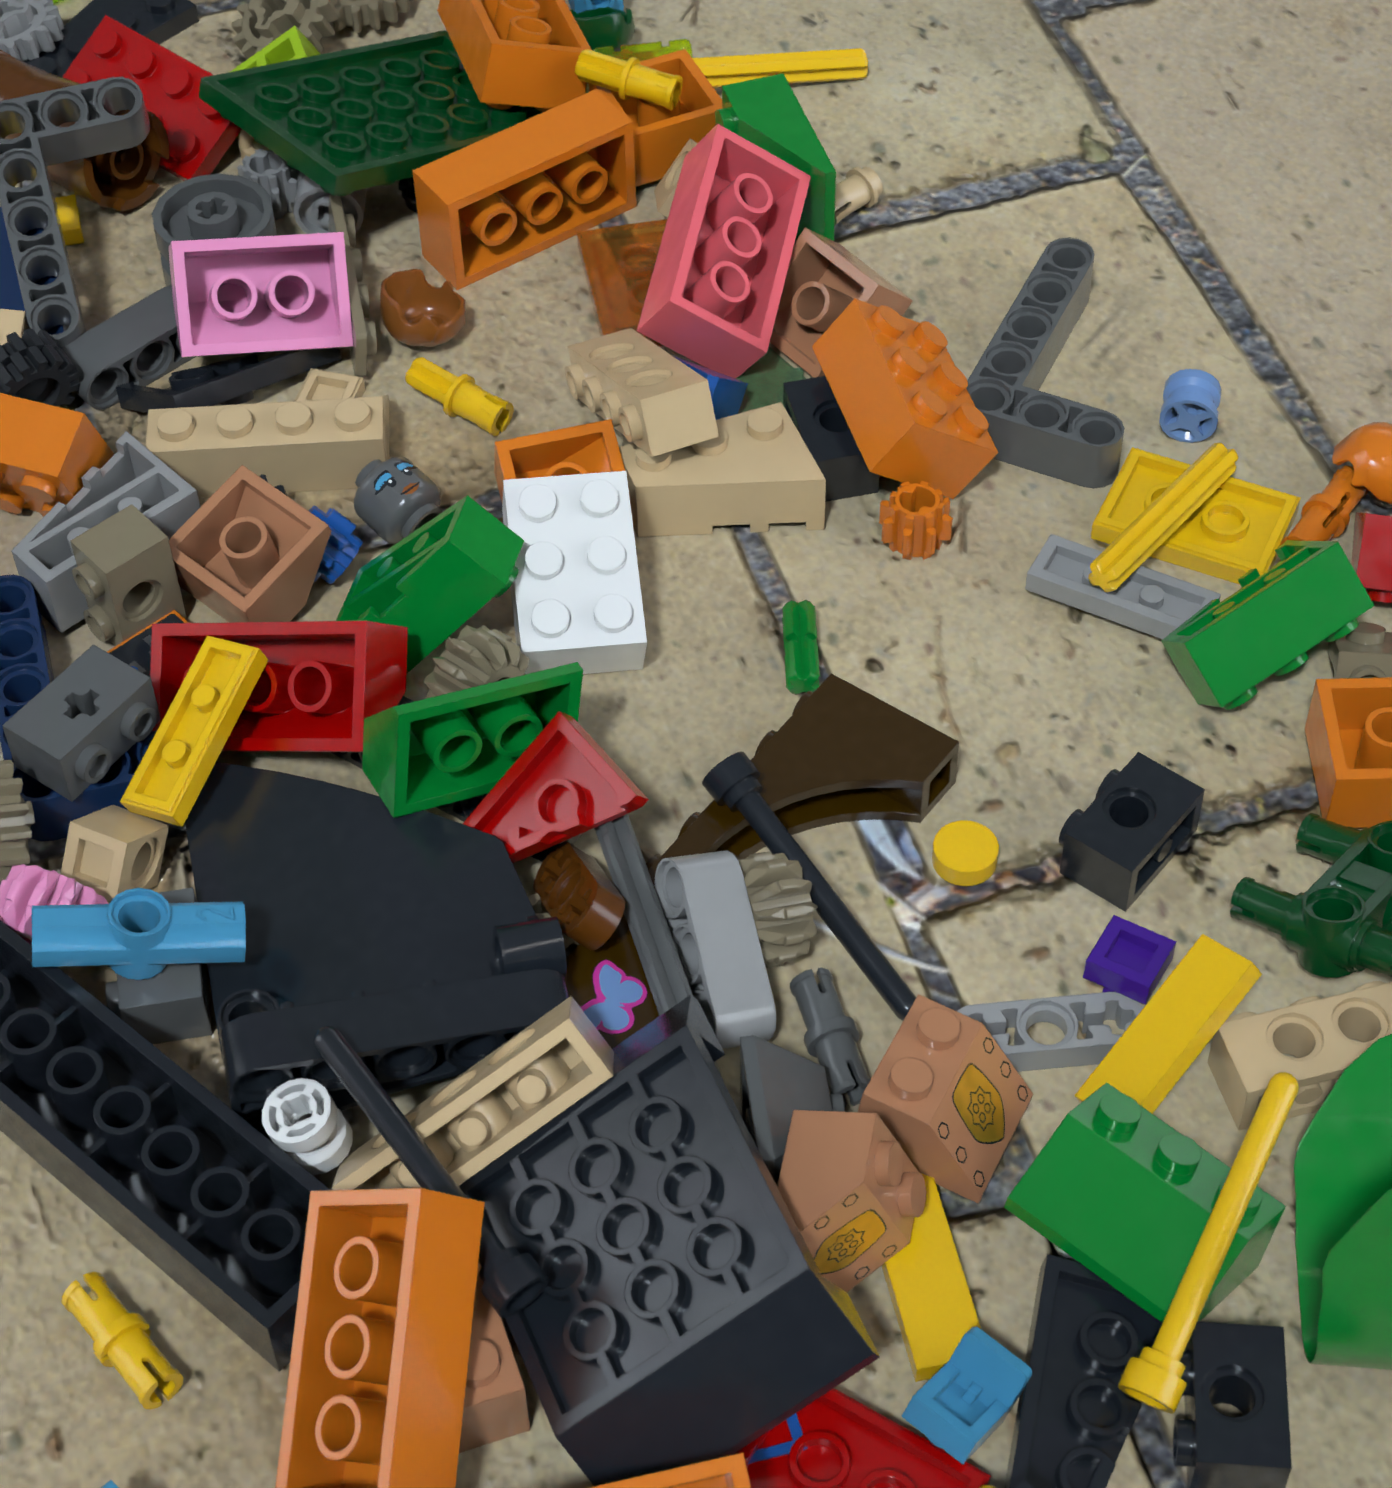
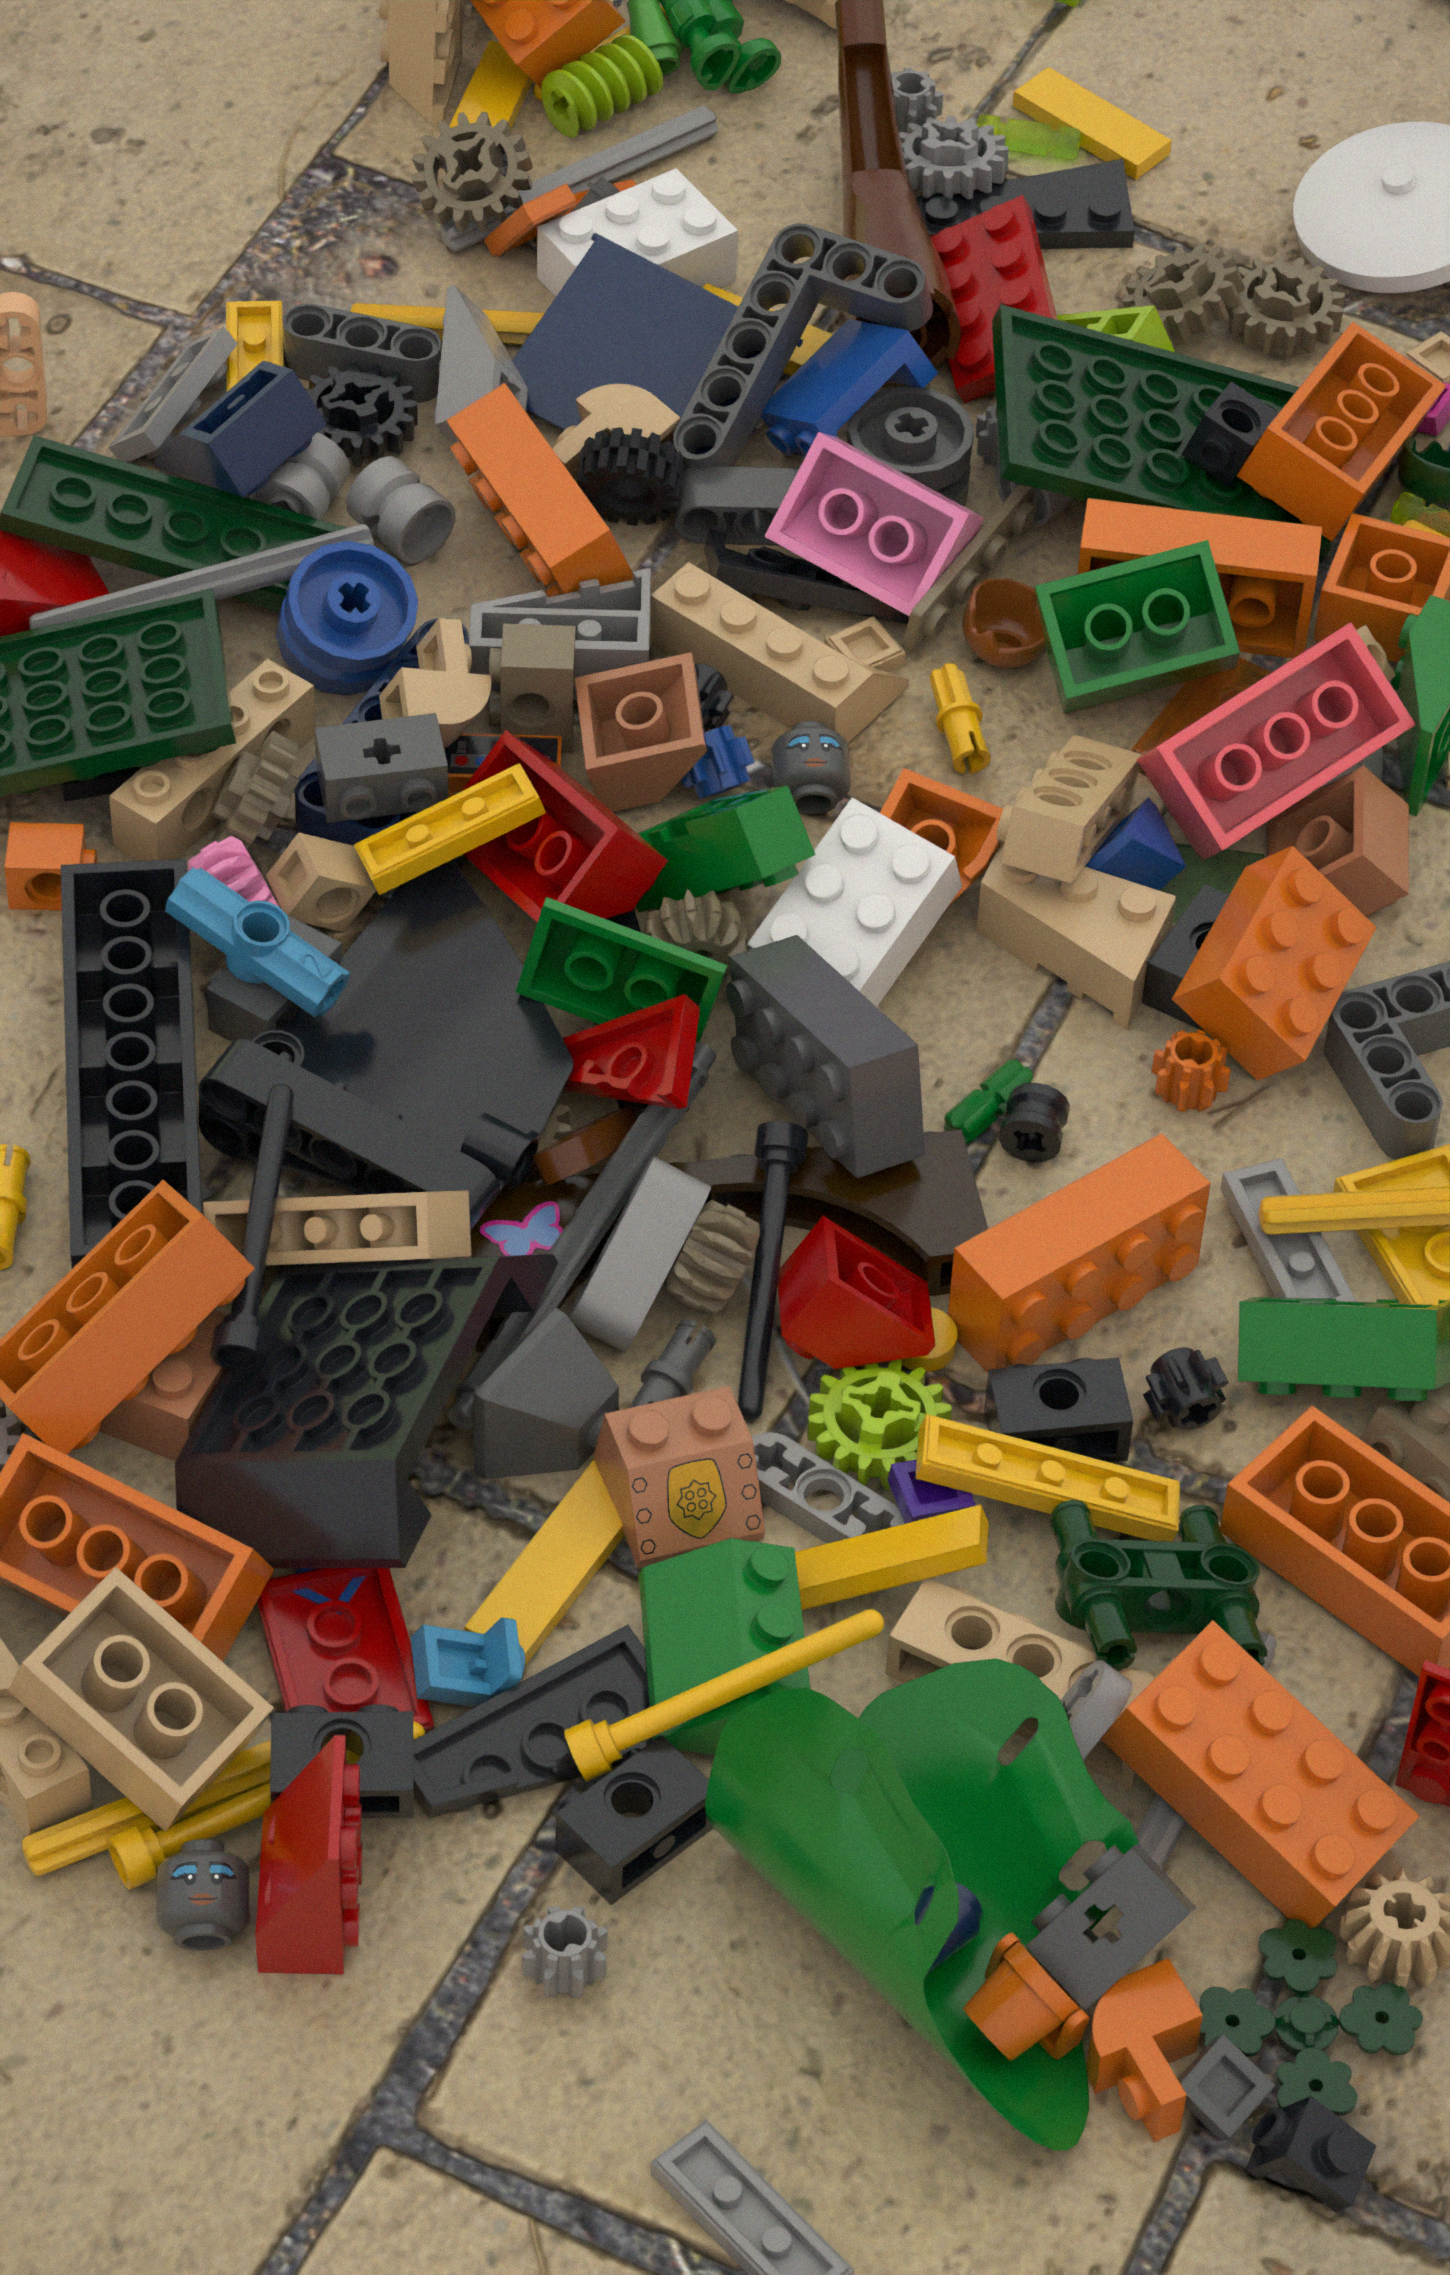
camera: 40 degrees right, 0 degrees up
(53, 624) = (440, 683): none -> tan brick
(122, 217) = (840, 381): none -> blue panel
(307, 1125) = (230, 1148): white wheel -> none
(450, 74) = (1229, 433): none -> black brick
(534, 241) = (1136, 627): none -> green slope
(629, 78) = (1369, 538): yellow axle -> none
(699, 684) = (827, 1055): none -> dark grey brick
(849, 1191) = (512, 1473): nougat slope -> none
(857, 635) = (1034, 1122): none -> black wheel
(907, 863) = (851, 1302): none -> red slope
(1020, 938) = (872, 1418): none -> lime gear
(1026, 702) = (1078, 1255): none -> orange brick
(1189, 883) = (1045, 1477): none -> yellow tile
(1192, 741) = (1185, 1388): none -> black gear

